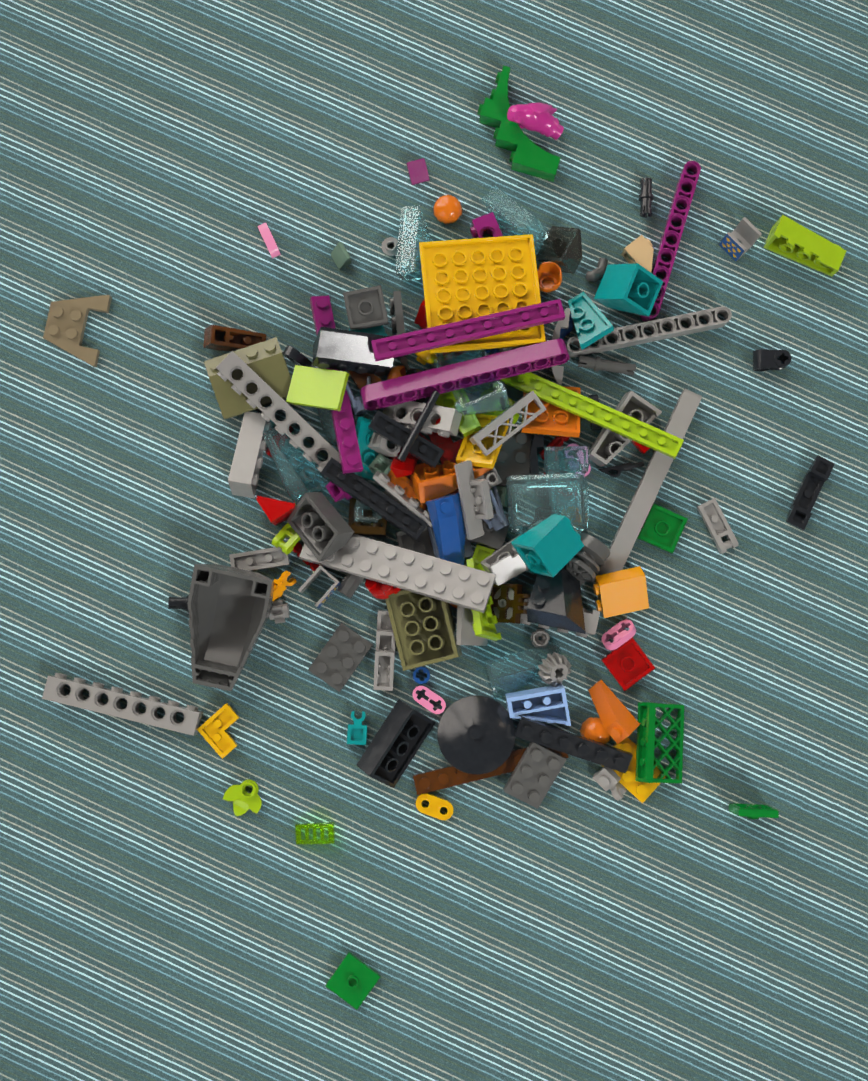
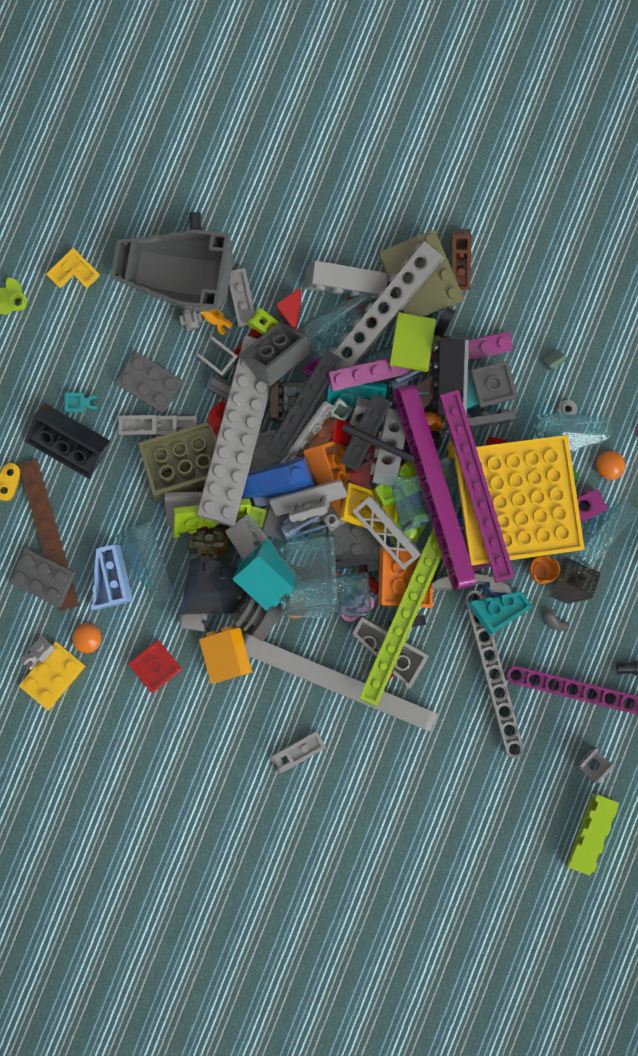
camera: 90 degrees right, 0 degrees up
(55, 692) = (102, 110): light grey brick -> none
(68, 322) = (467, 94): dark tan wing -> none
(269, 240) = (565, 286): bright pink beam -> none
(417, 679) = (131, 459): blue bush -> none
(425, 703) = (108, 468): bright pink beam -> none
(476, 735) = (78, 518): black dish -> none
(540, 633) = (177, 573): light grey plate -> none
(554, 669) = (146, 592): light grey gear -> none
(573, 744) = (72, 612): black plate -> none
(606, 365) = (457, 633): dark grey pin -> none
(613, 714) = (102, 653): orange slope -> none
(618, 634) = (183, 656): bright pink beam -> none
(619, 468) = (353, 656): black hand -> none
(628, 288) = (534, 651): teal slope -> none
(639, 252) = (573, 663): tan slope -> none
(648, 742) = (77, 684): green fence -> none
(662, 528) = (292, 696): green plate -> none
(753, 811) = (14, 793): green plate -> none
(767, 359) = (471, 796): black piece -> none
(808, 492) = (336, 844): black slope -> none

